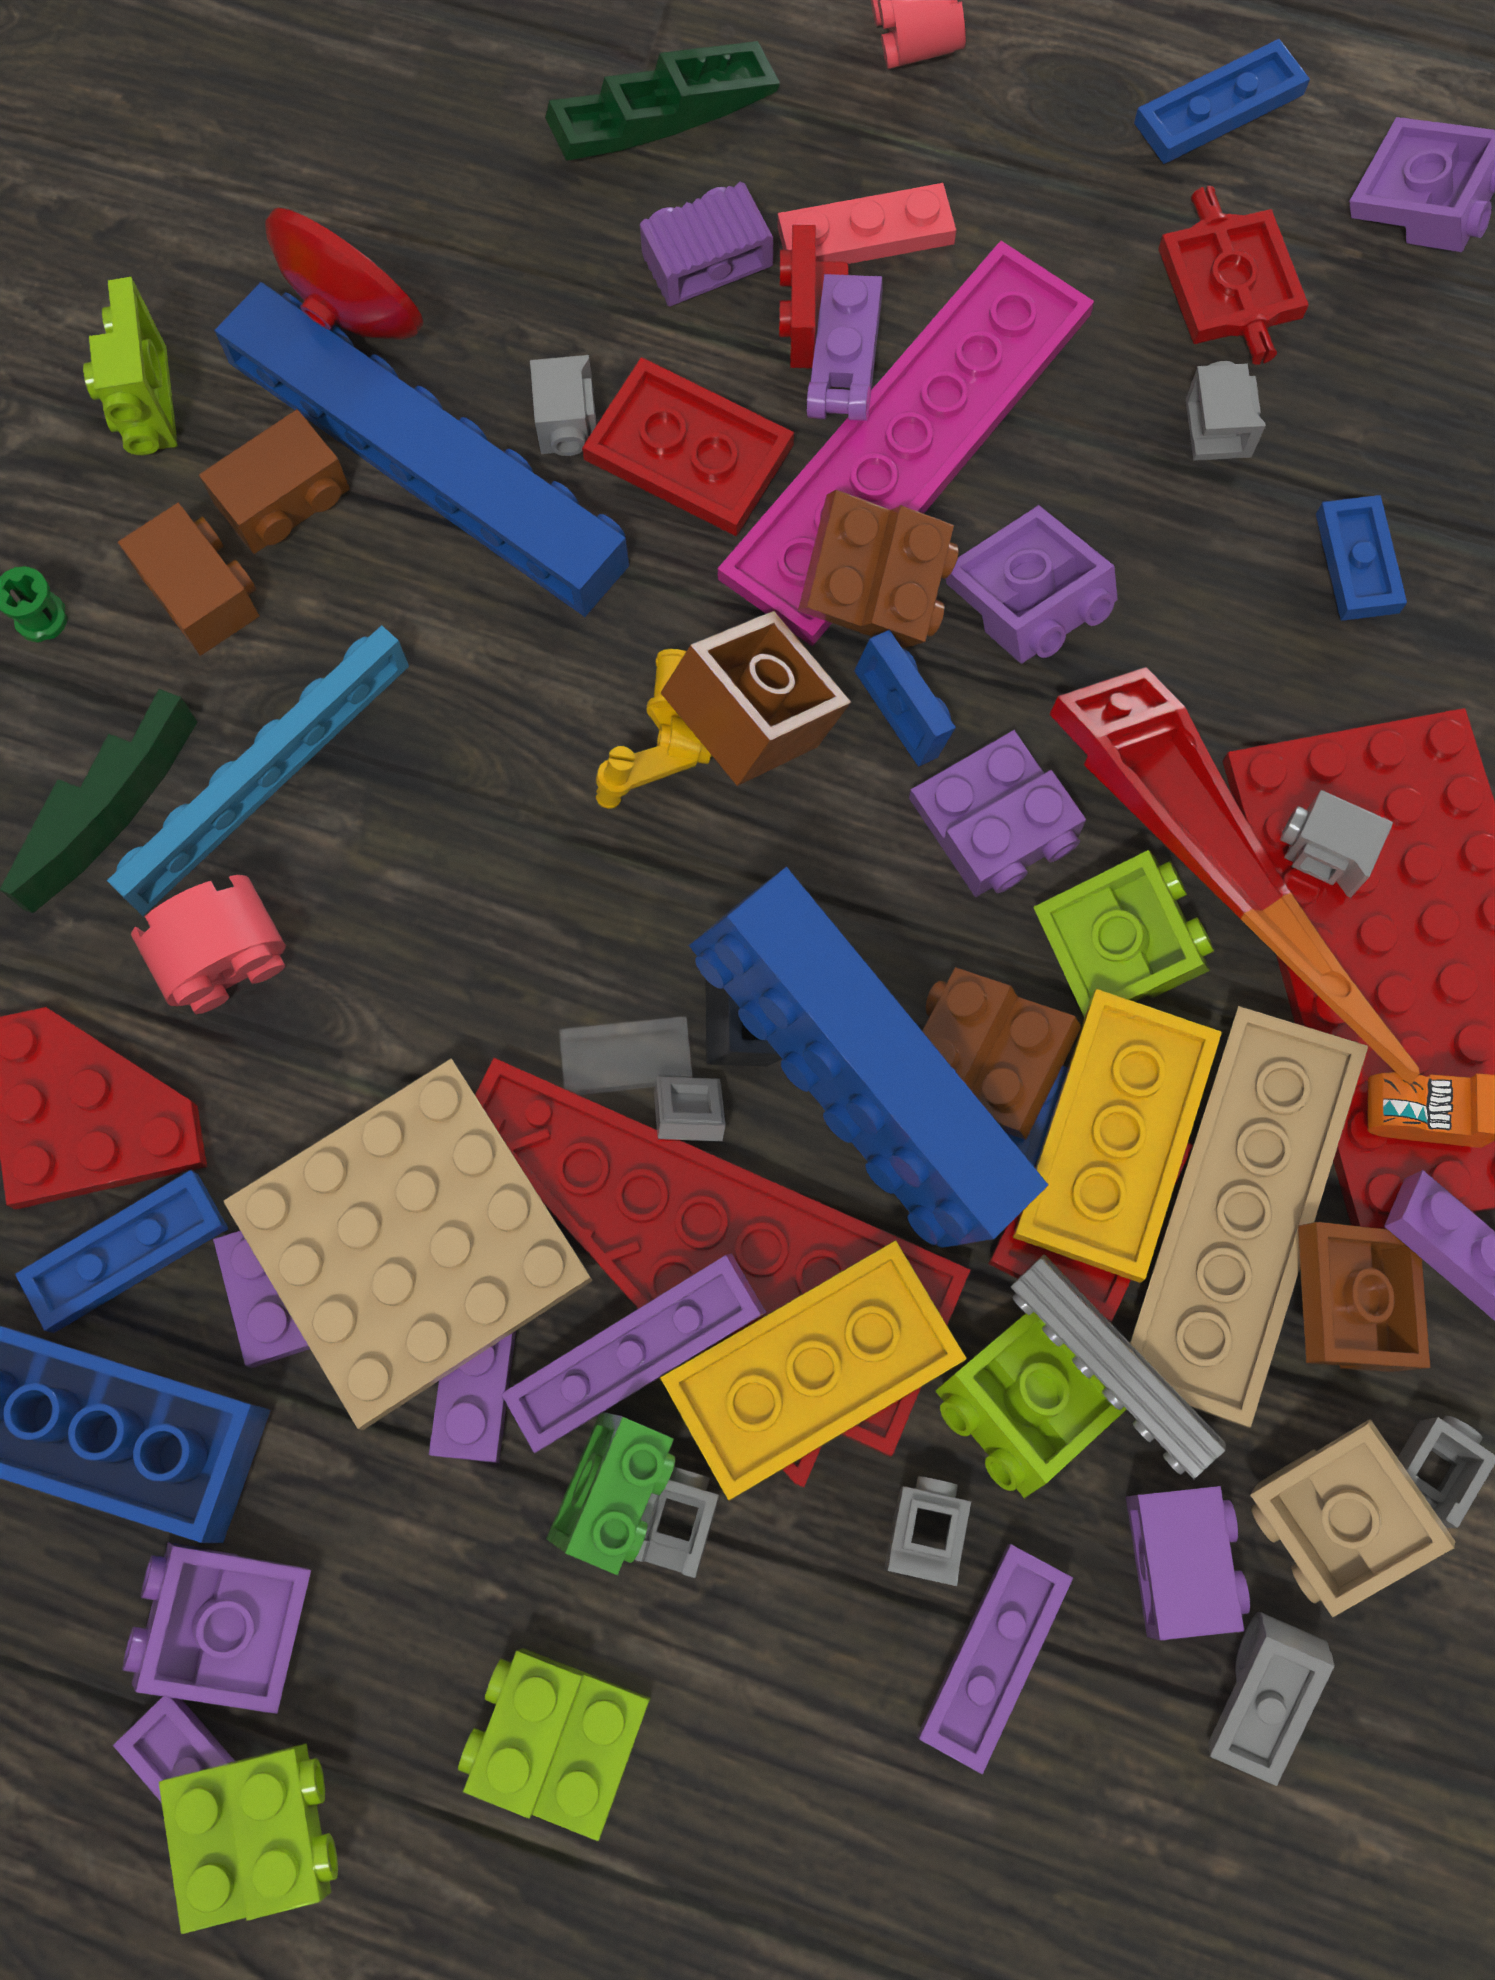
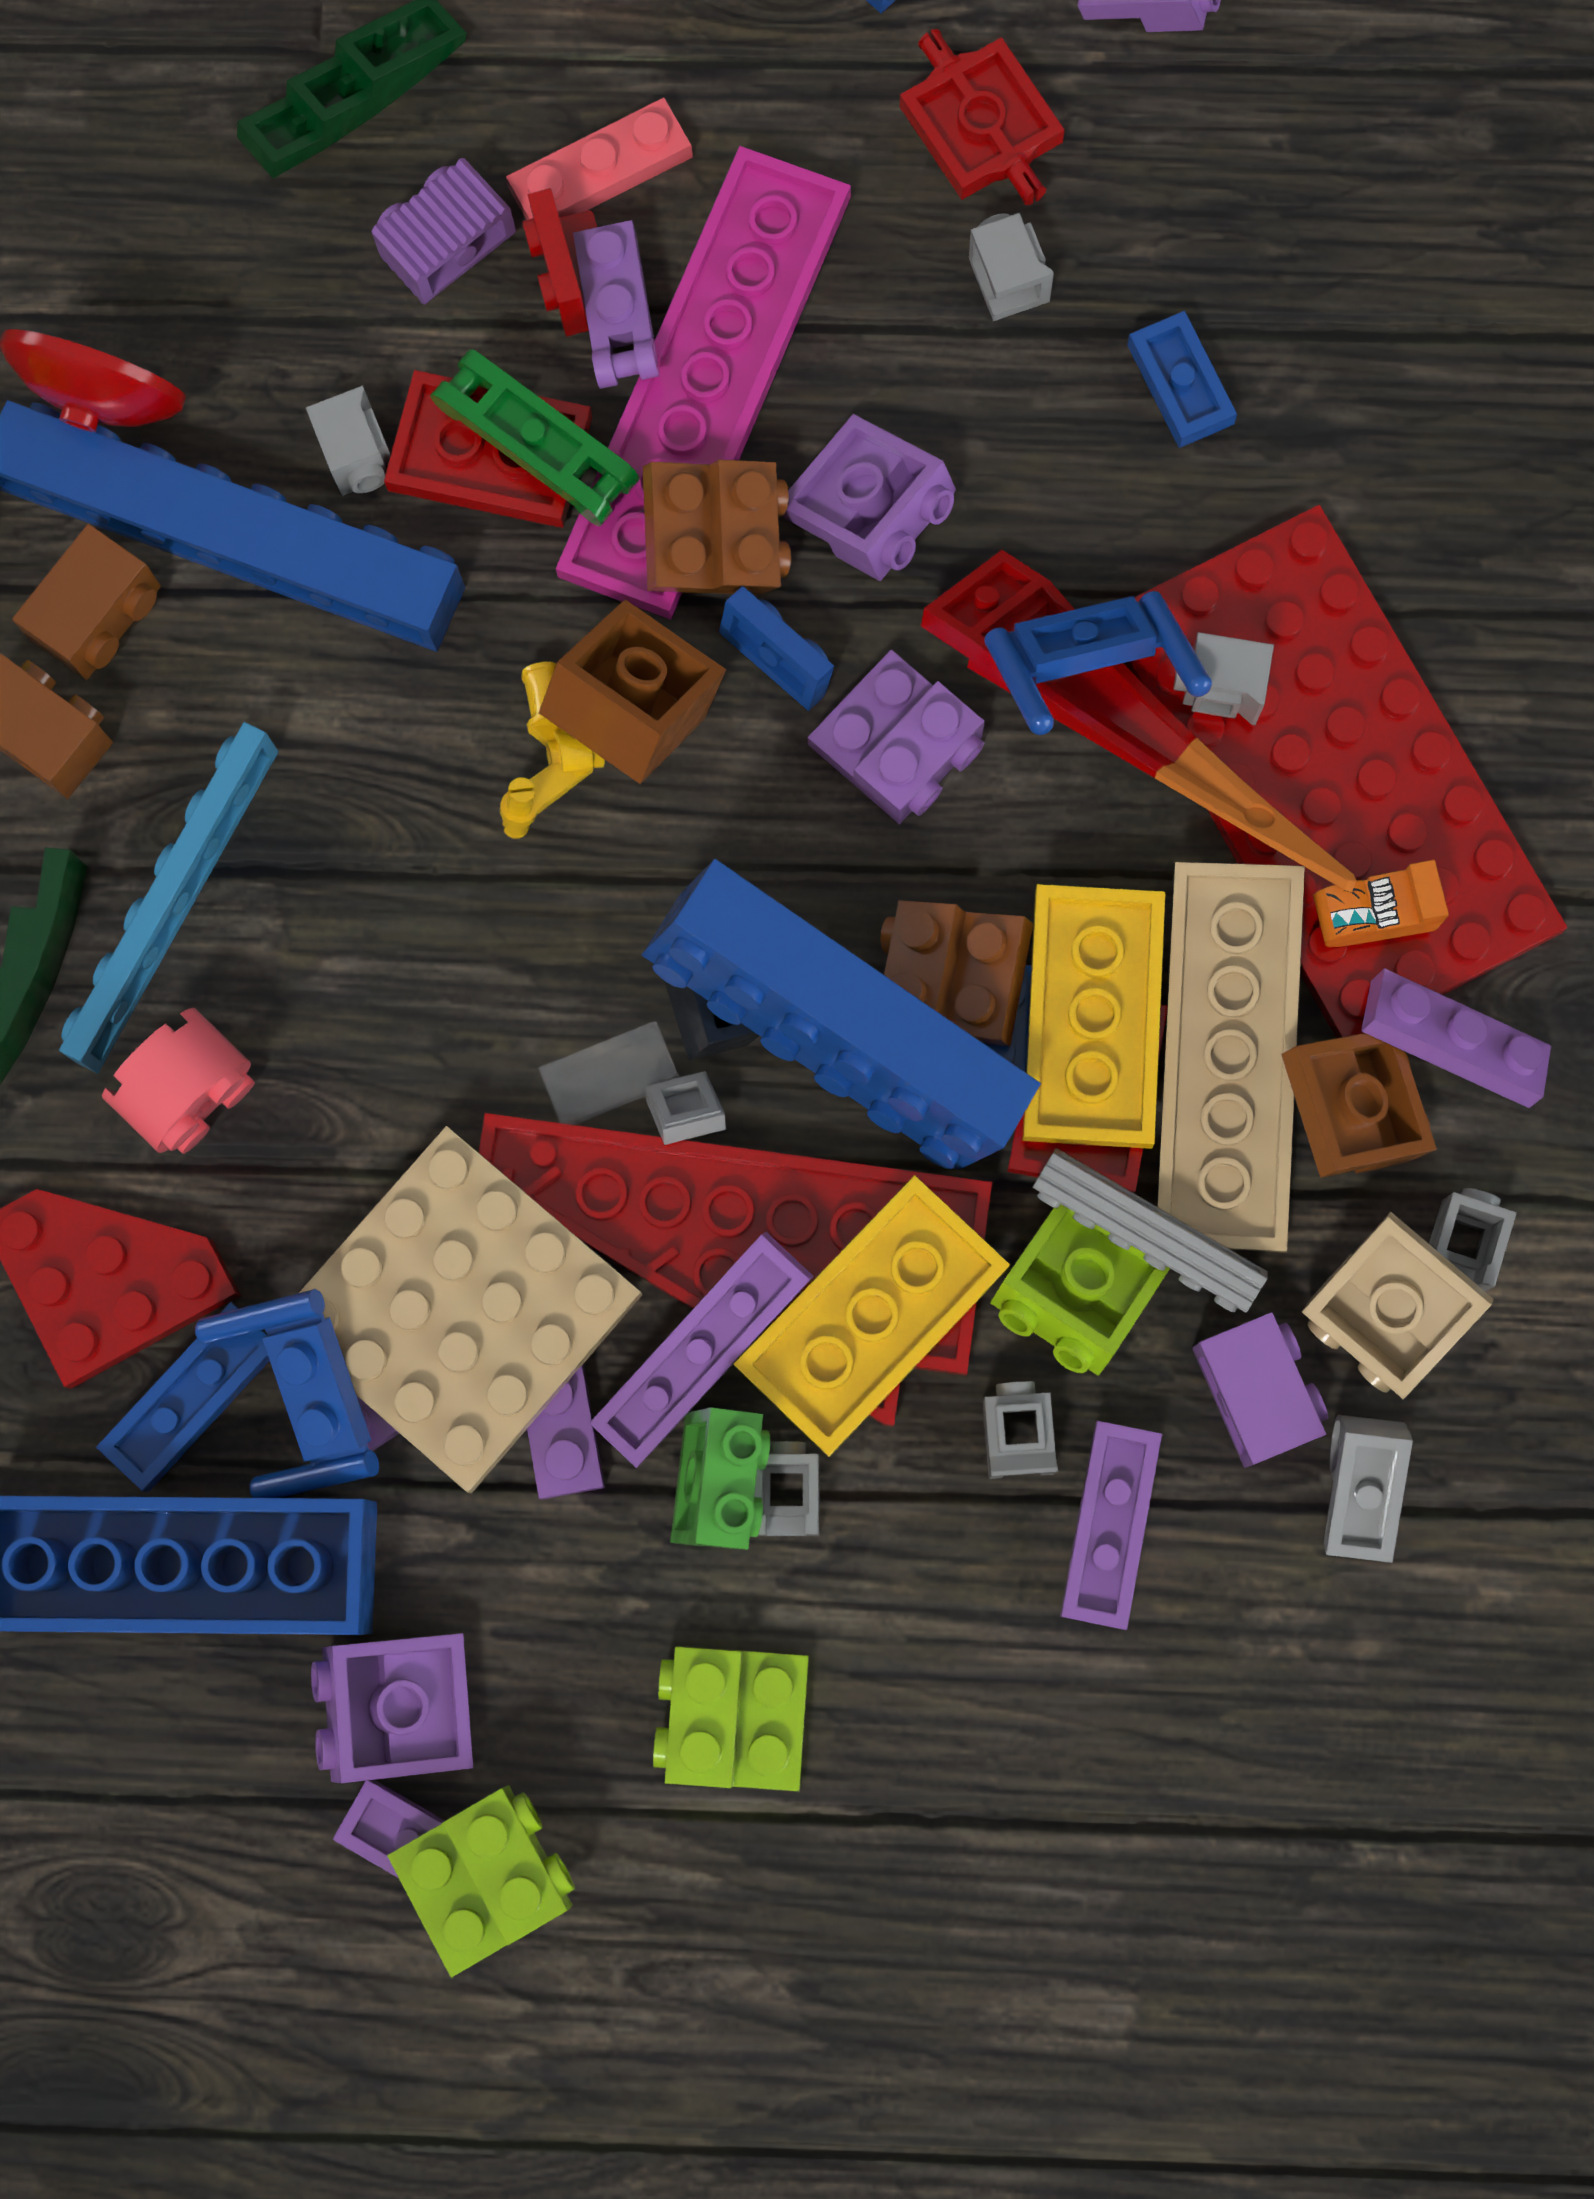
camera: 10 degrees left, 5 degrees up
(240, 1280) = (313, 1388): none -> blue plate
(735, 443) = (535, 436): none -> green plate
(1125, 932) = (1051, 820): lime plate -> none
(1210, 769) = (1086, 642): none -> blue plate

